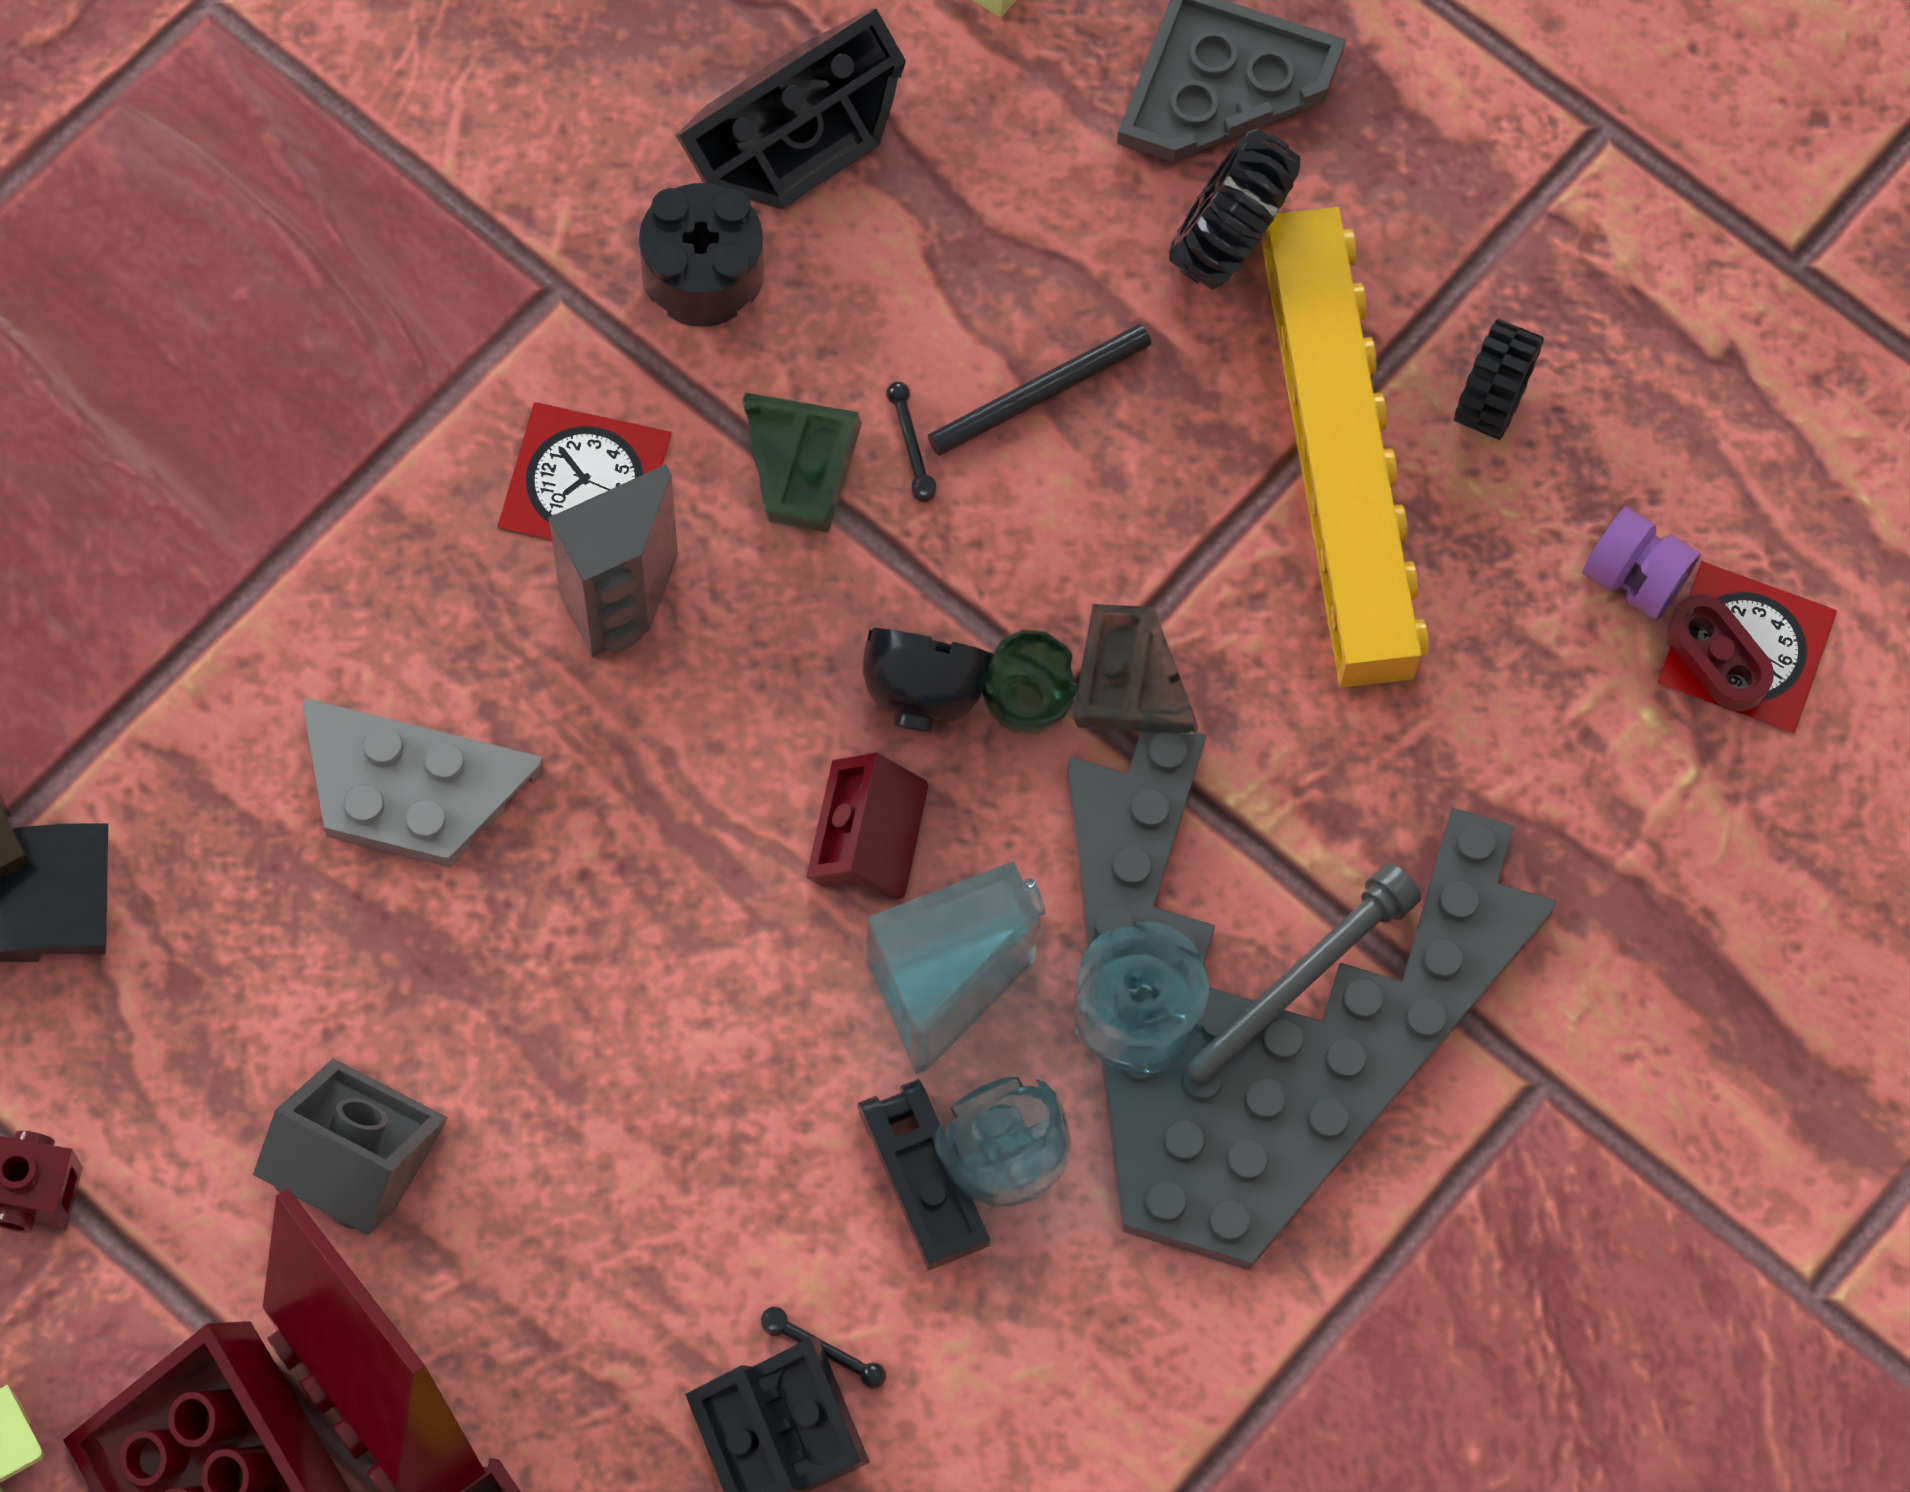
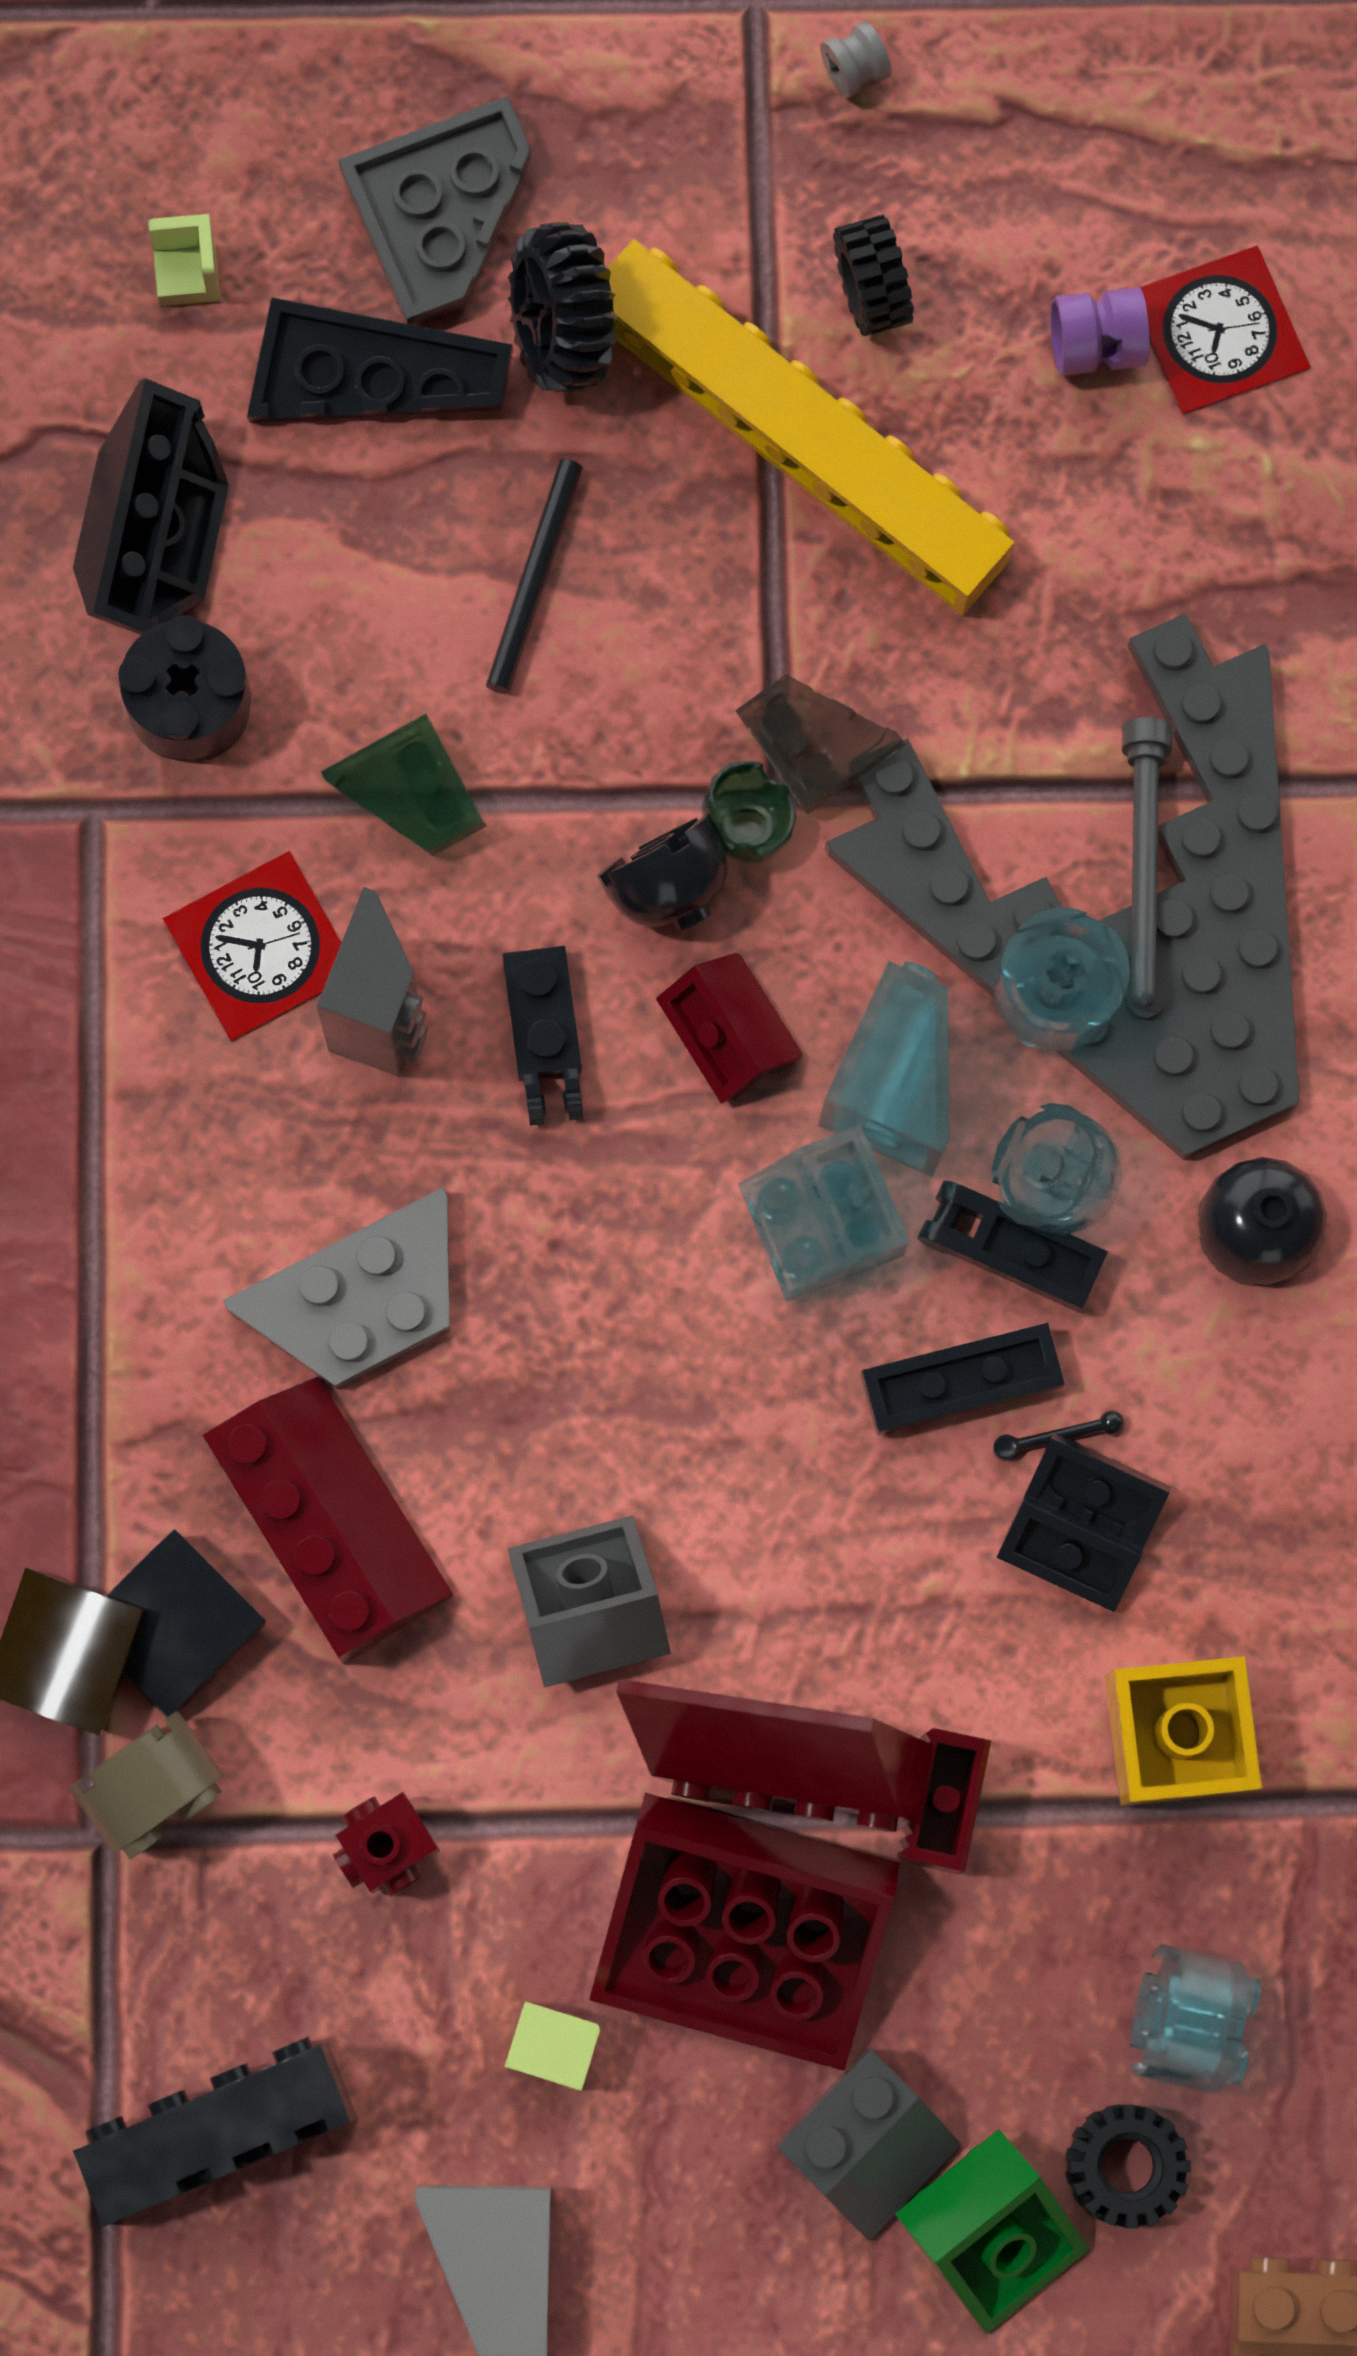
camera: 45 degrees left, 10 degrees up
(222, 915) = (328, 1517): none -> dark red slope
(729, 712) = (543, 1026): none -> black hinge
(788, 1236) = (962, 1378): none -> black plate
(801, 1020) = (824, 1213): none -> clear light blue slope
(923, 485) = (519, 727): black hinge -> none
(1055, 140) = (359, 365): none -> black wing
(1136, 1328) = (1262, 1221): none -> black cylinder
(1639, 222) = (855, 59): none -> light grey wheel
(1725, 652) = (1212, 348): dark red plate -> none

